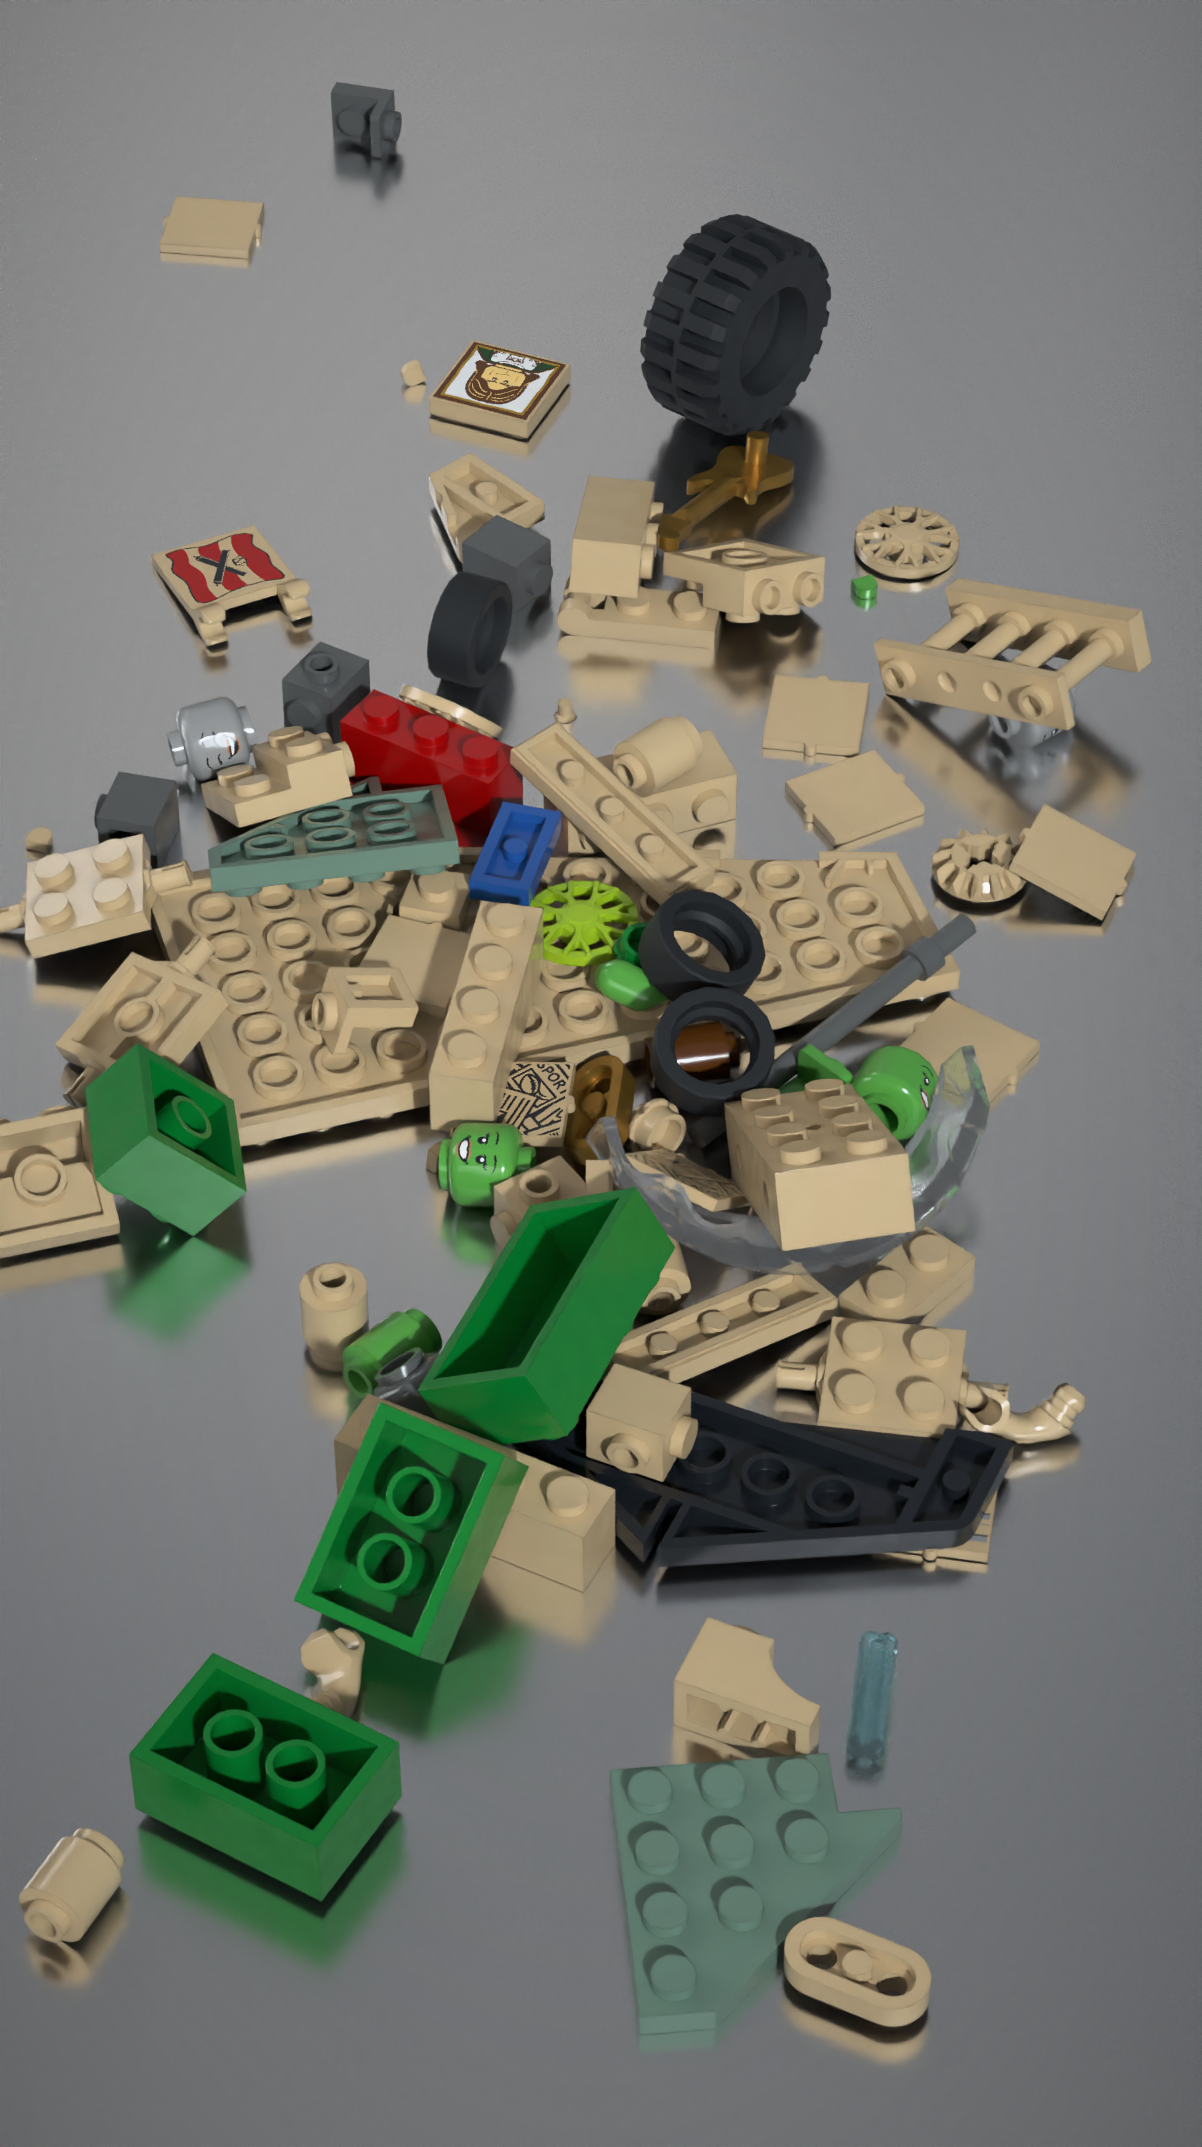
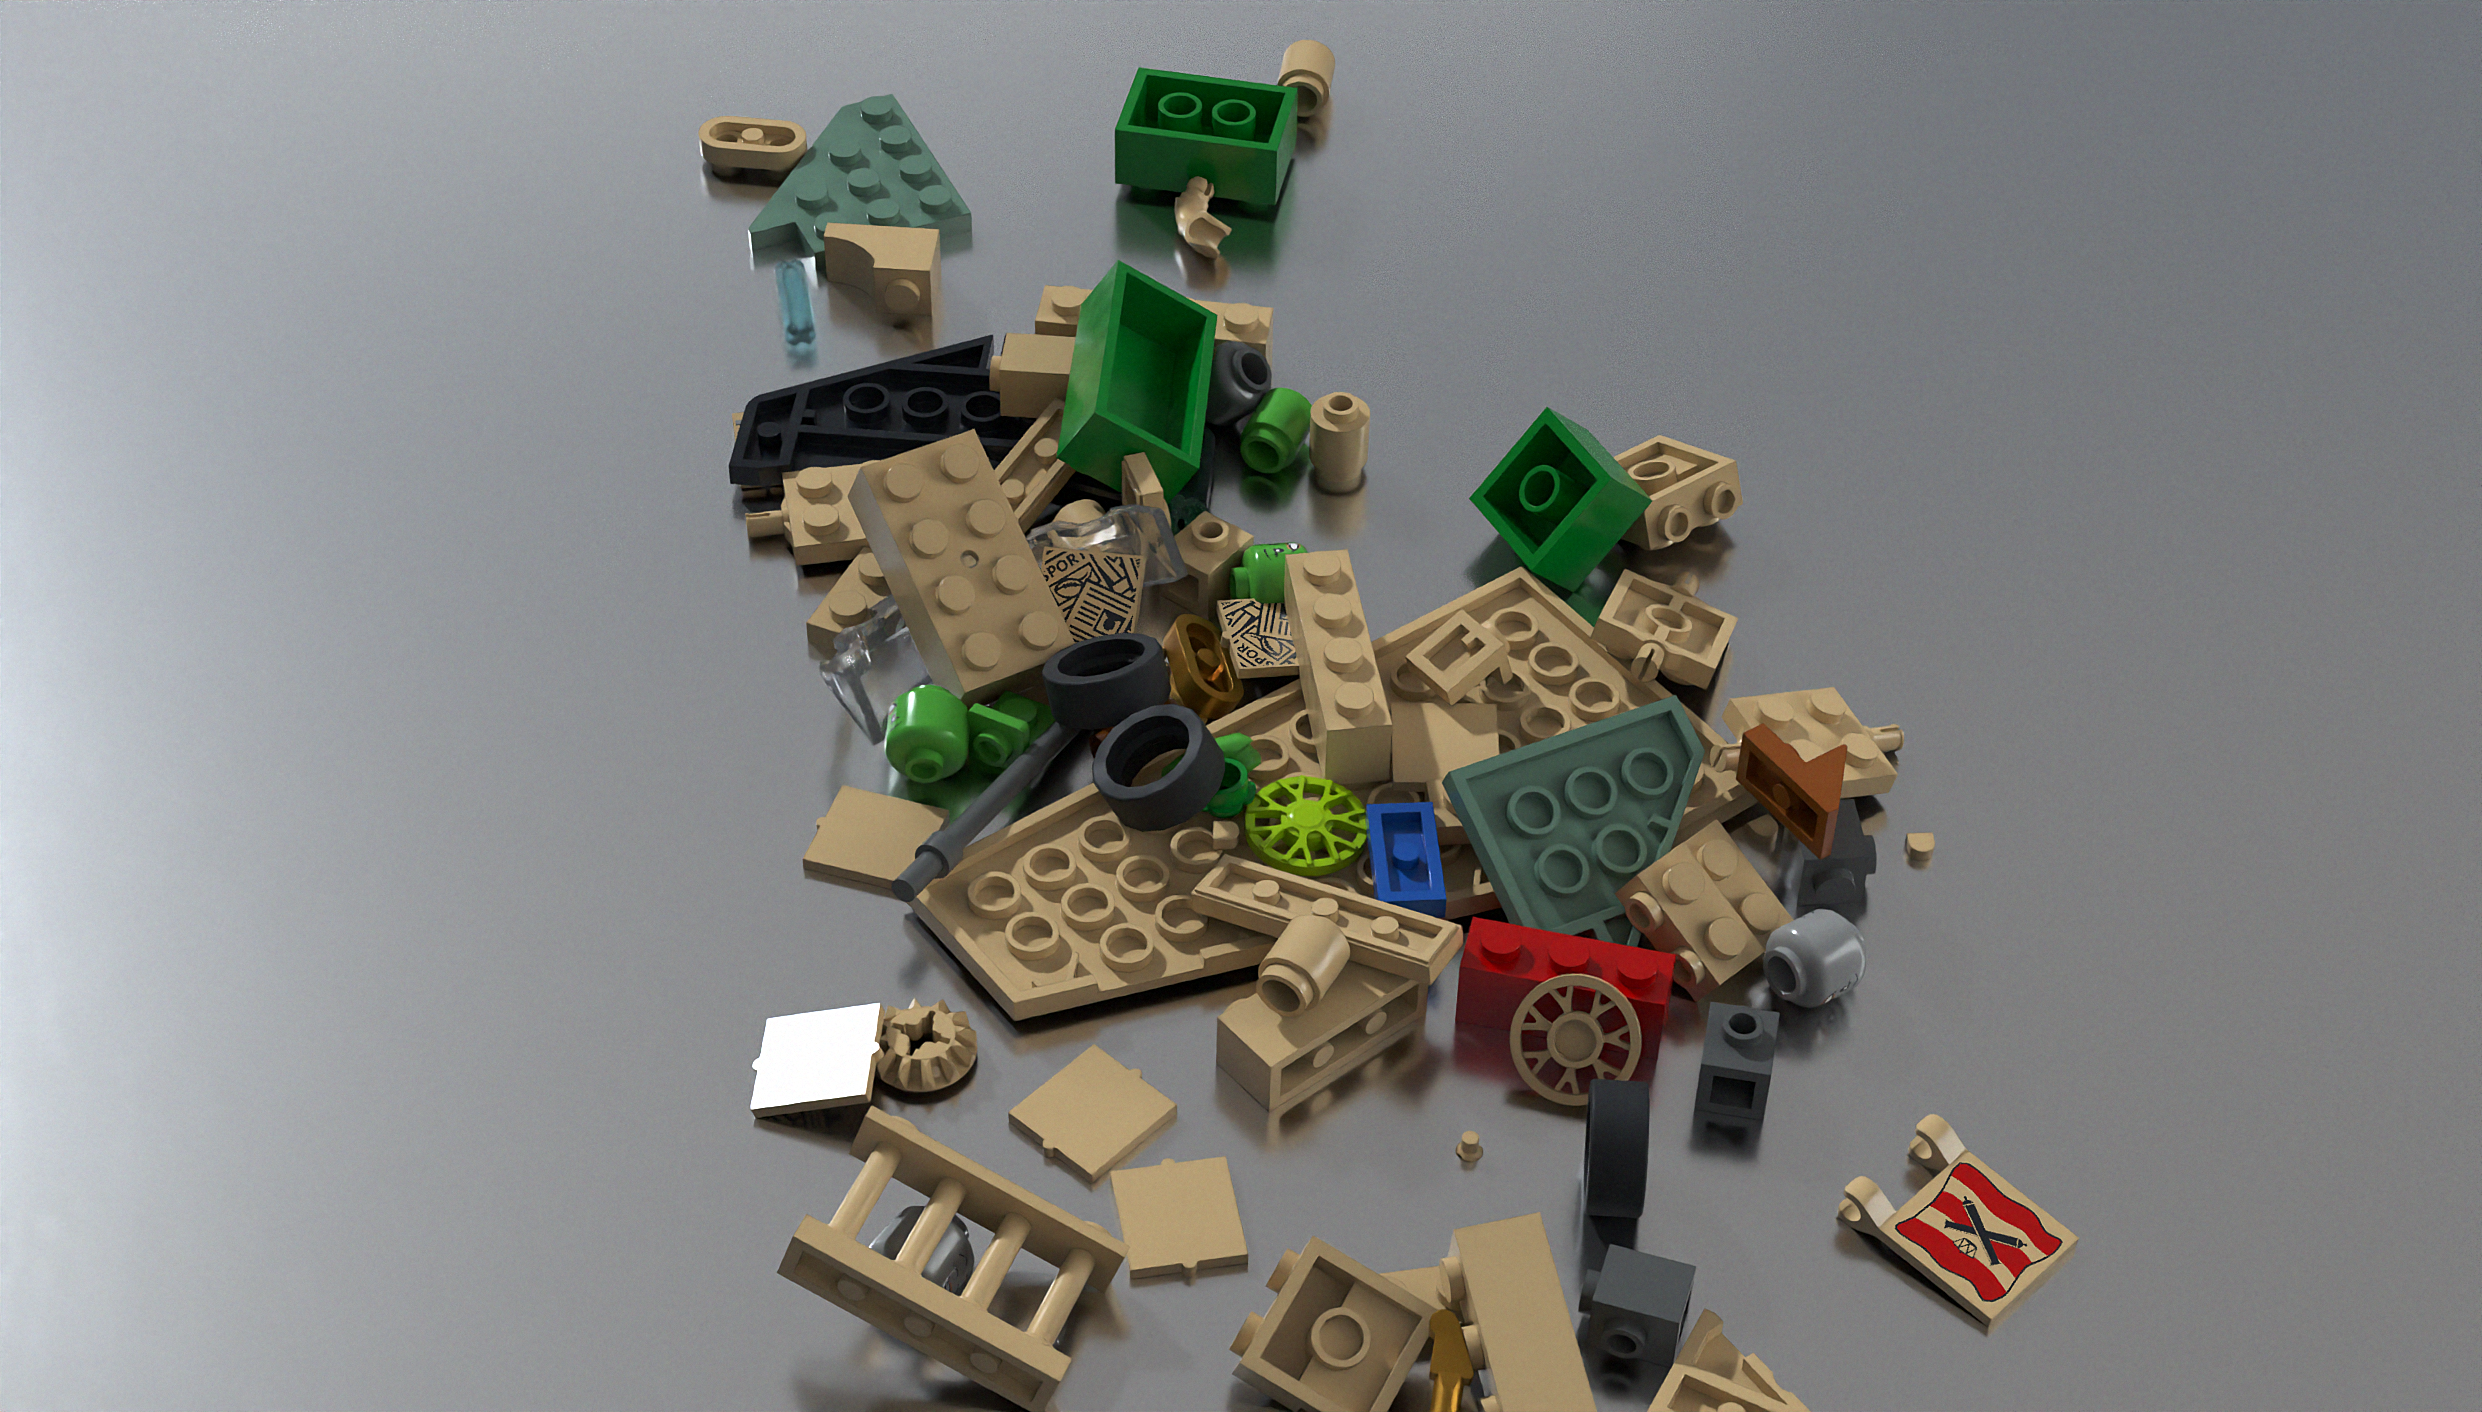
camera: 160 degrees right, 0 degrees up
(143, 791) = (1792, 790): none -> dark orange slope
(411, 1533) = (1176, 248): green brick -> none
(1040, 1423) = (748, 492): tan piece -> none

